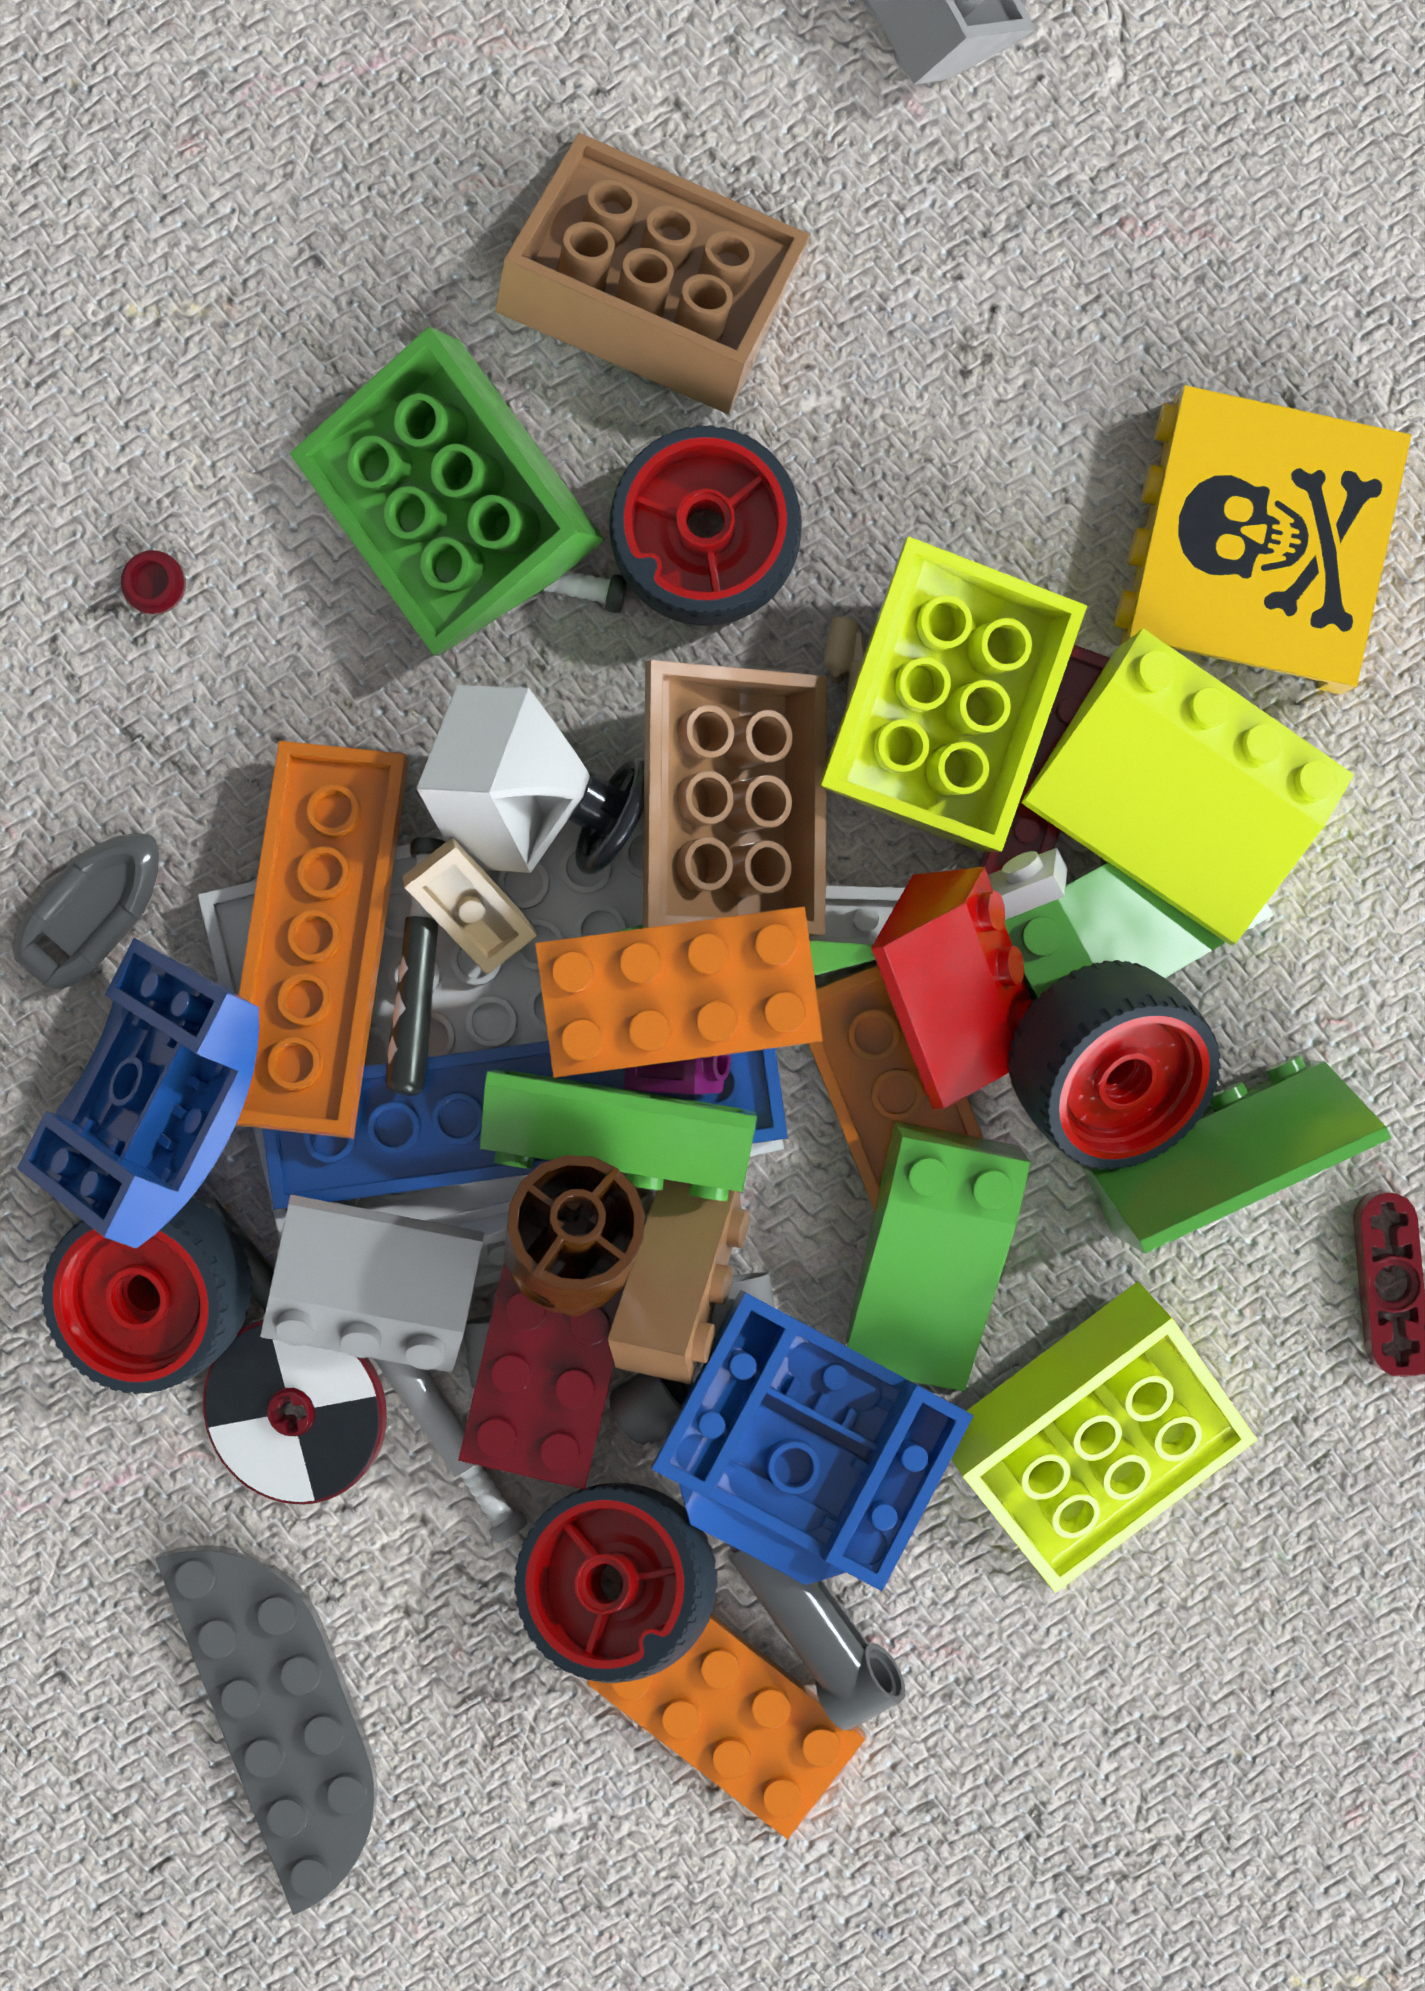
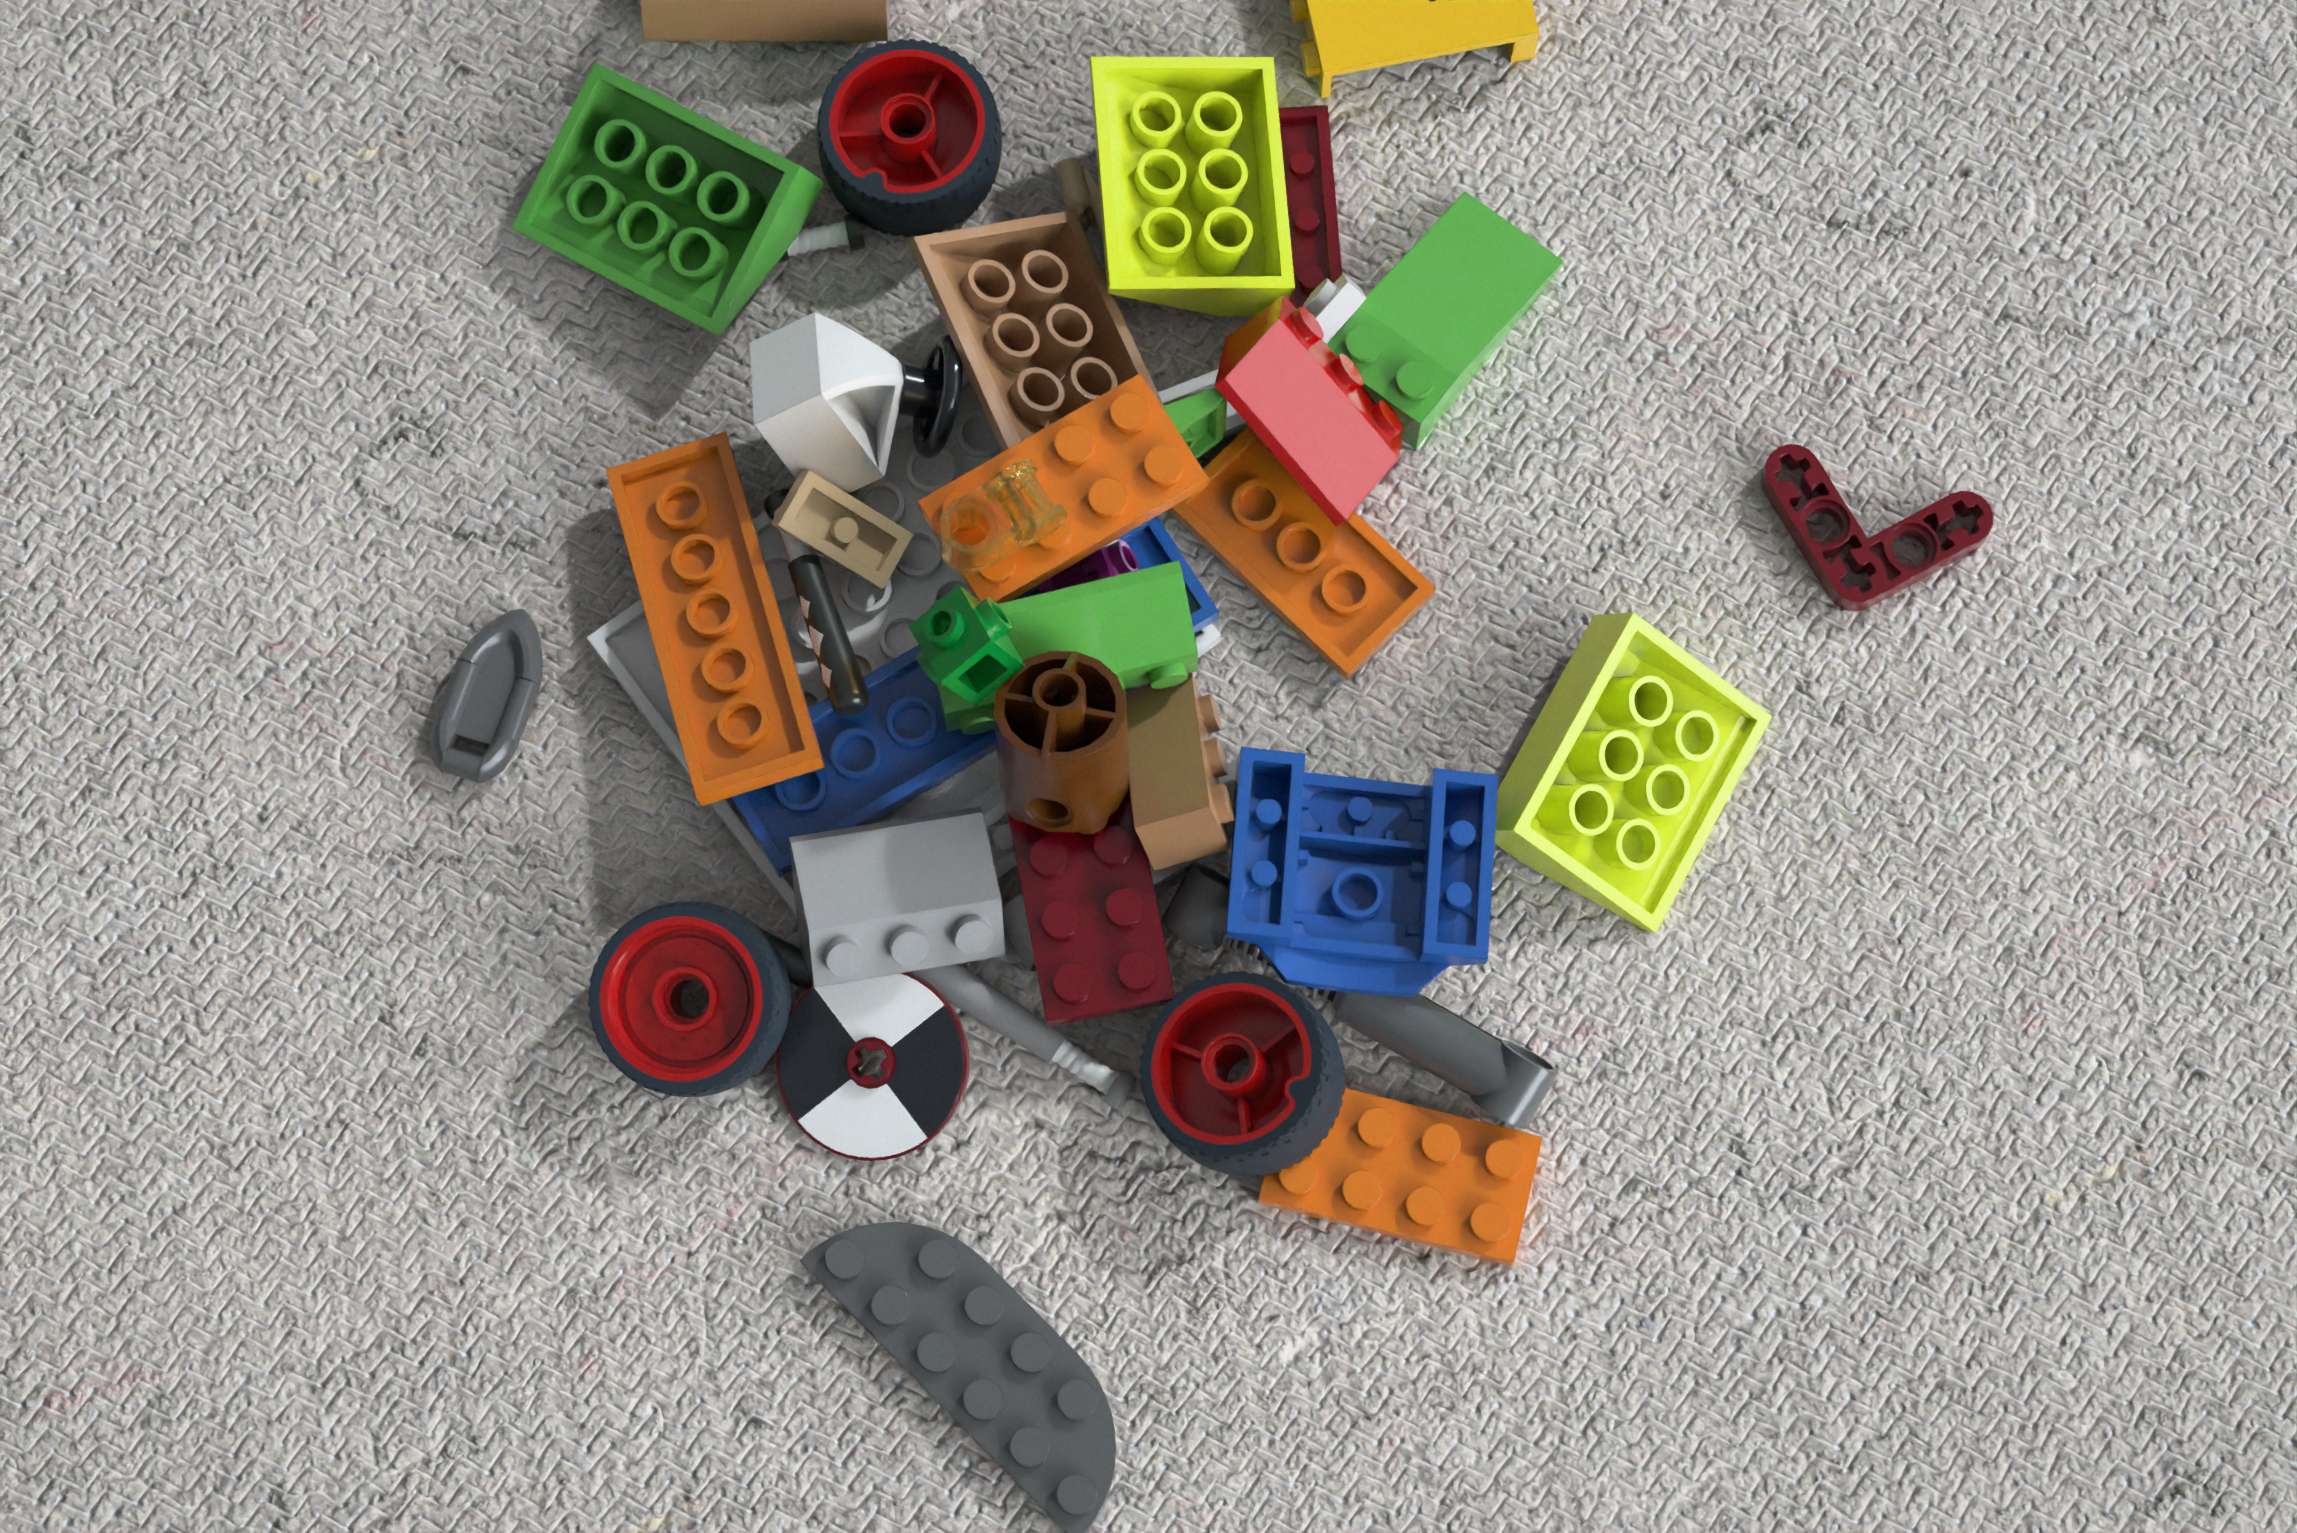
camera: 25 degrees left, 15 degrees down
(150, 1101) = (623, 801): blue slope -> none
(153, 582) = (431, 392): dark red plate -> none
(511, 1125) = (966, 645): none -> green brick
(605, 1008) = (1008, 510): none -> clear yellow piece
(936, 1252) = (1398, 657): bright green slope -> none
(1114, 1064) = (1477, 417): wheel -> none
(1187, 786) = (1432, 173): neon yellow slope -> none
(1239, 1153) = (1616, 463): bright green slope -> none

